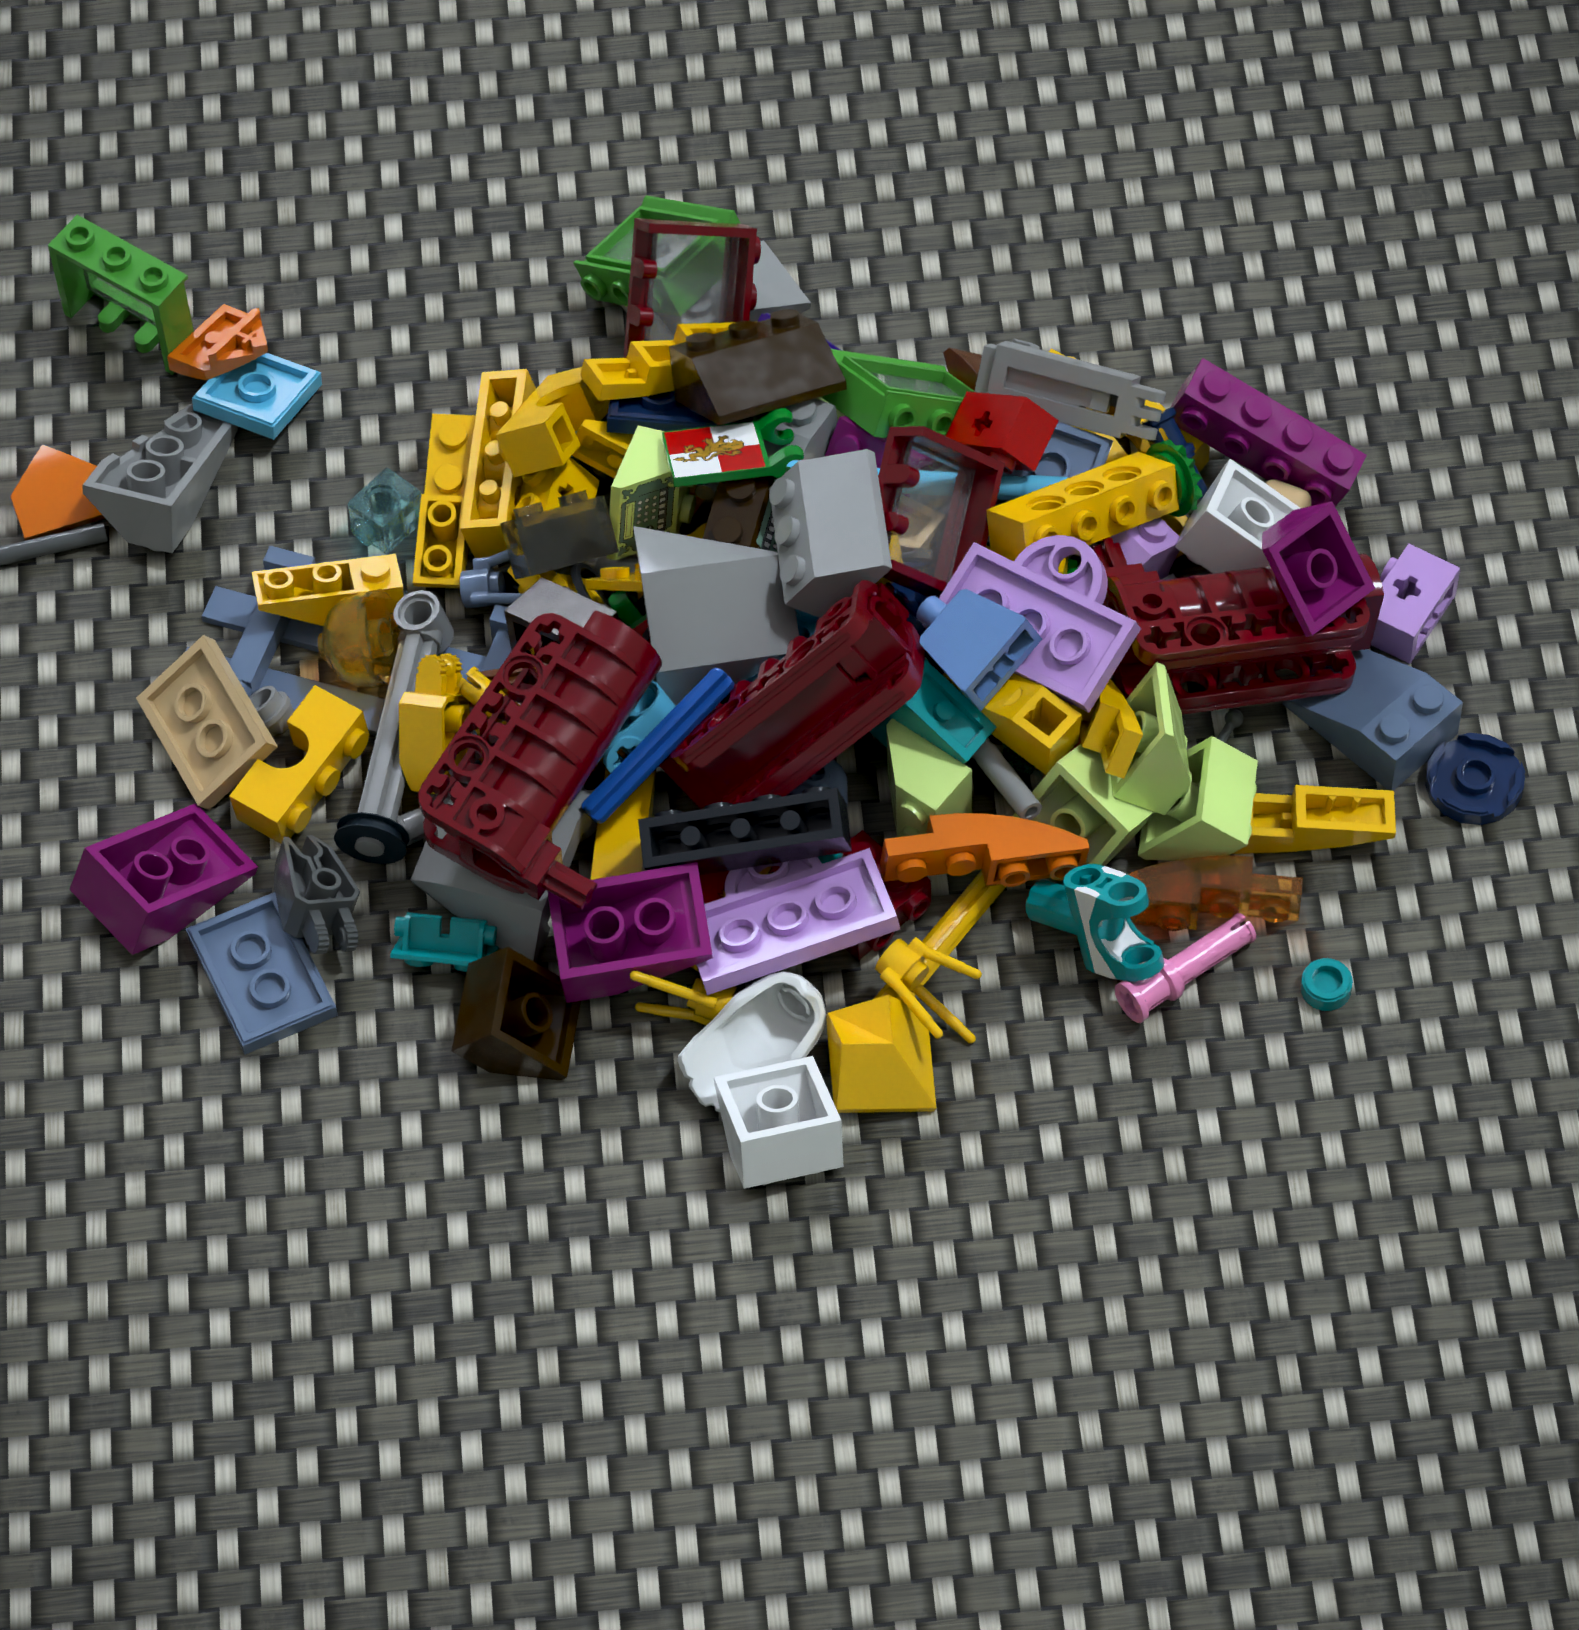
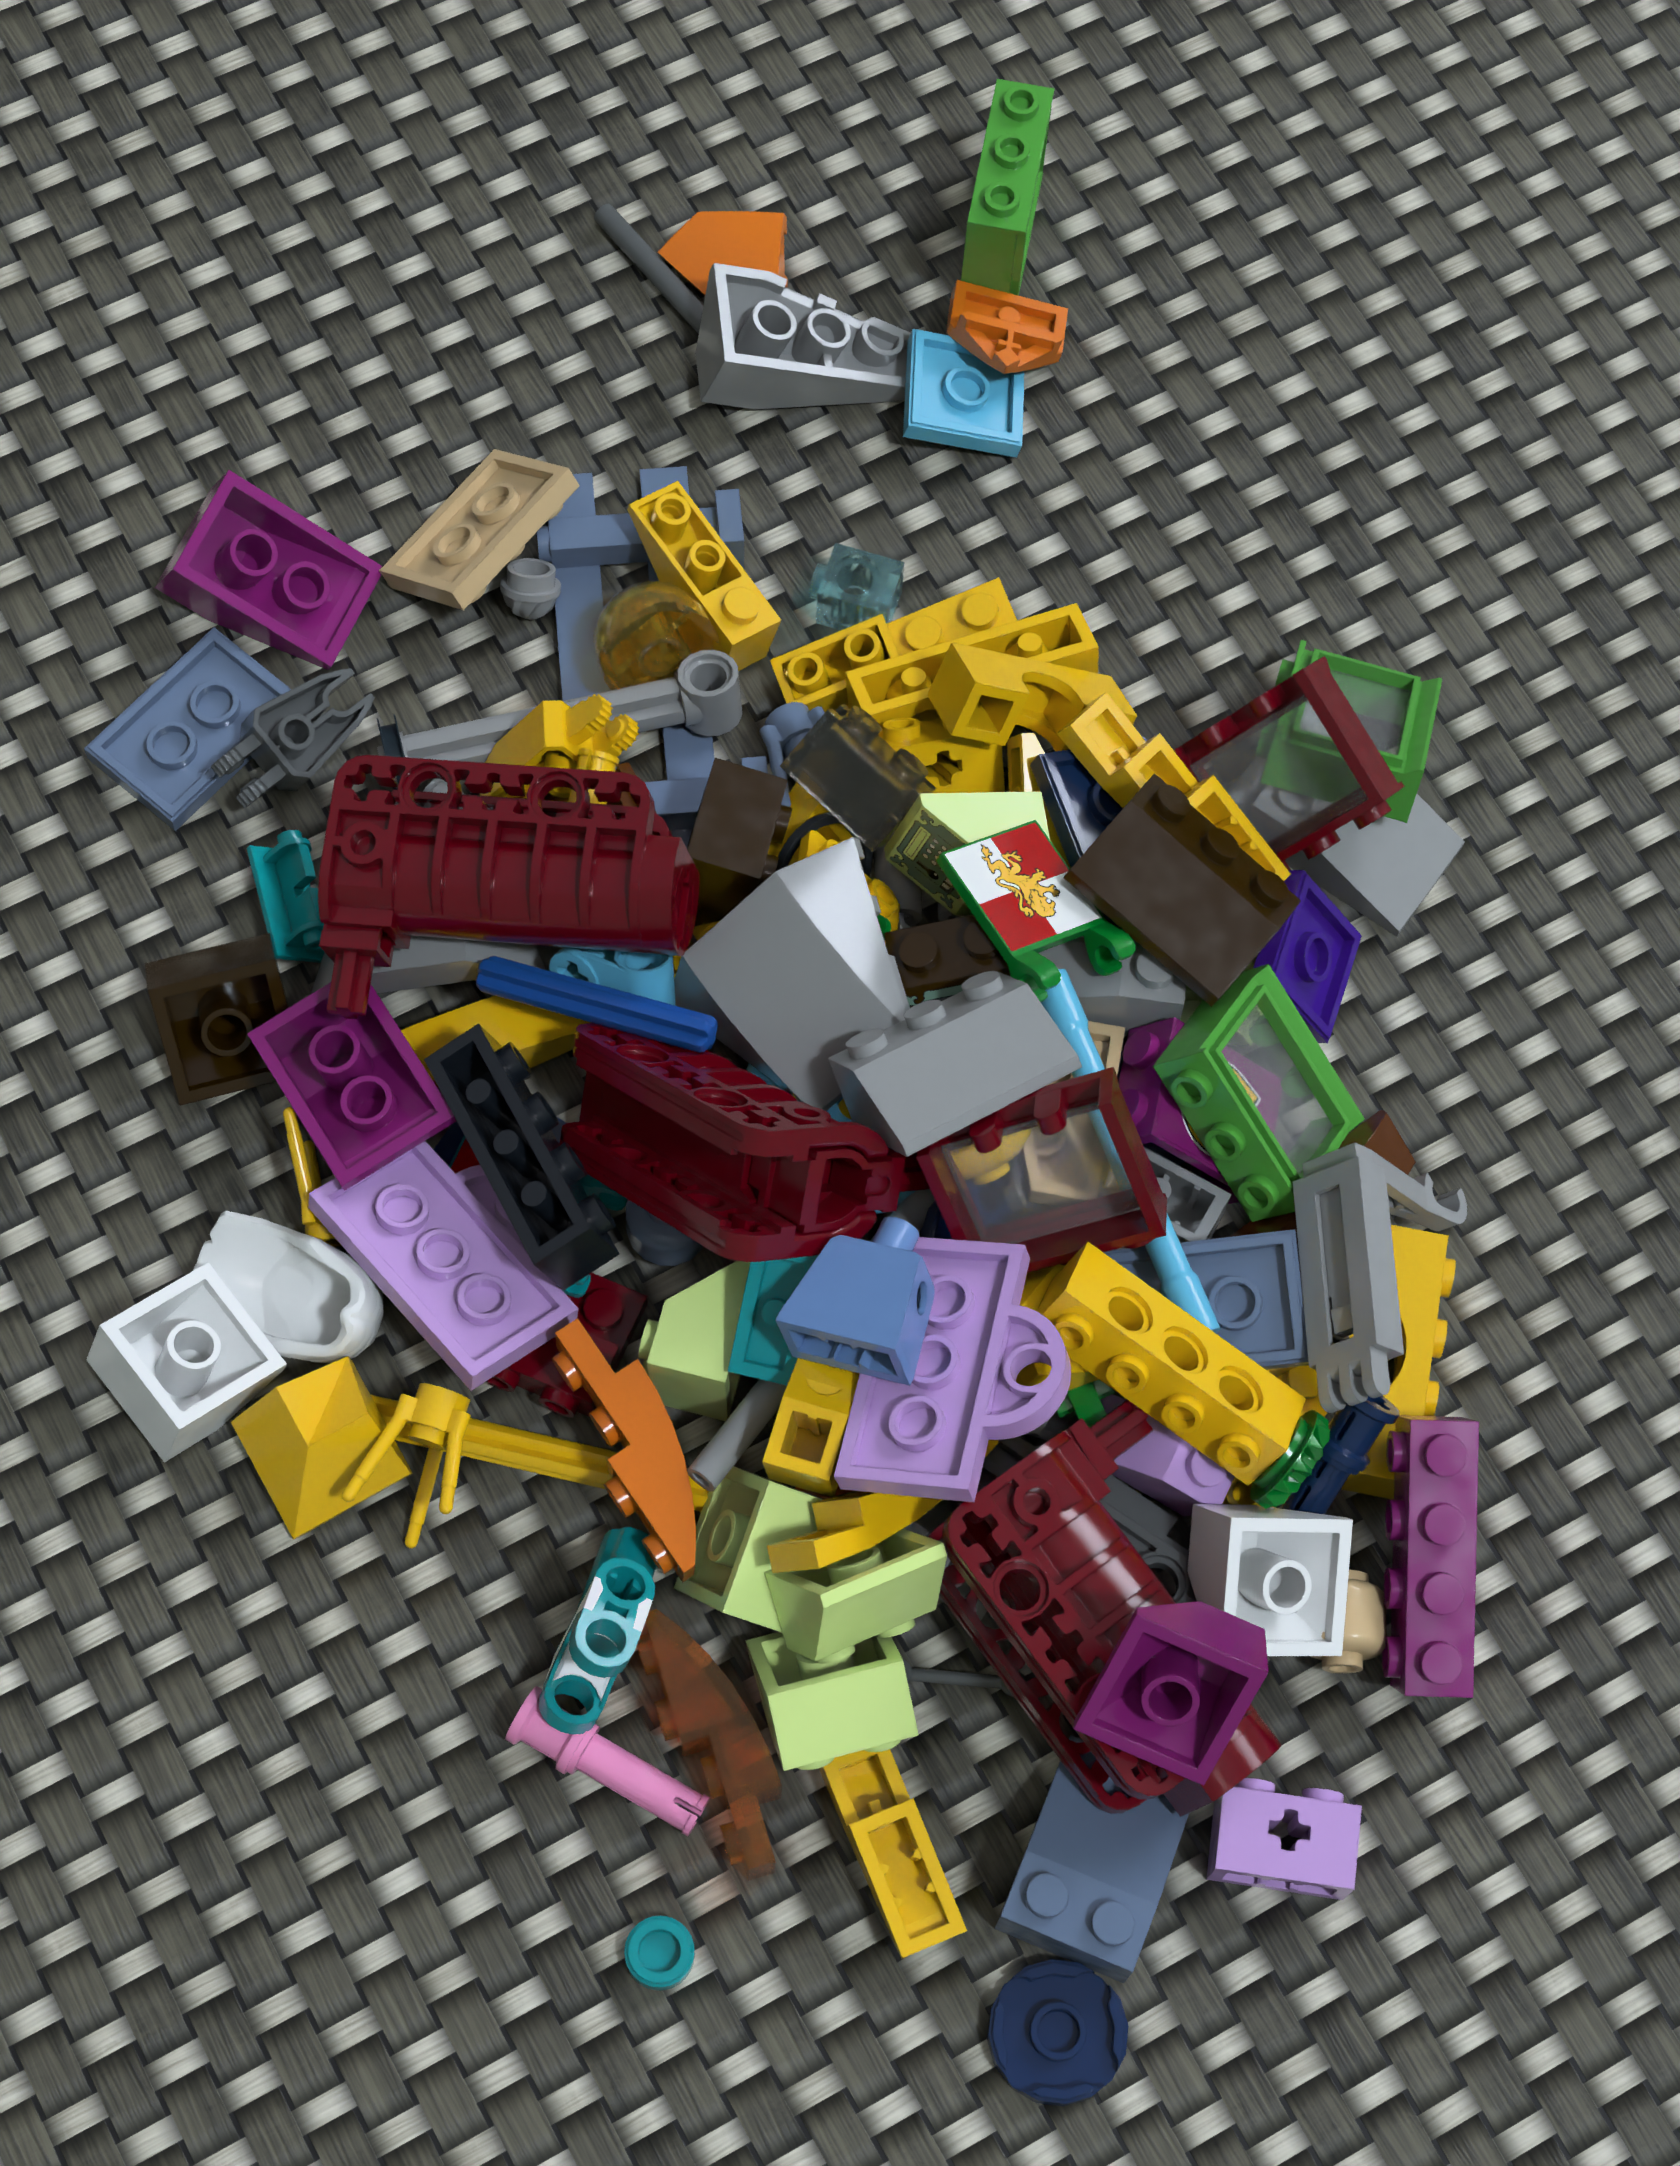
camera: 60 degrees right, 10 degrees up
(283, 798) = (513, 663): yellow arch -> none
(1004, 428) = (1232, 1215): red brick -> none

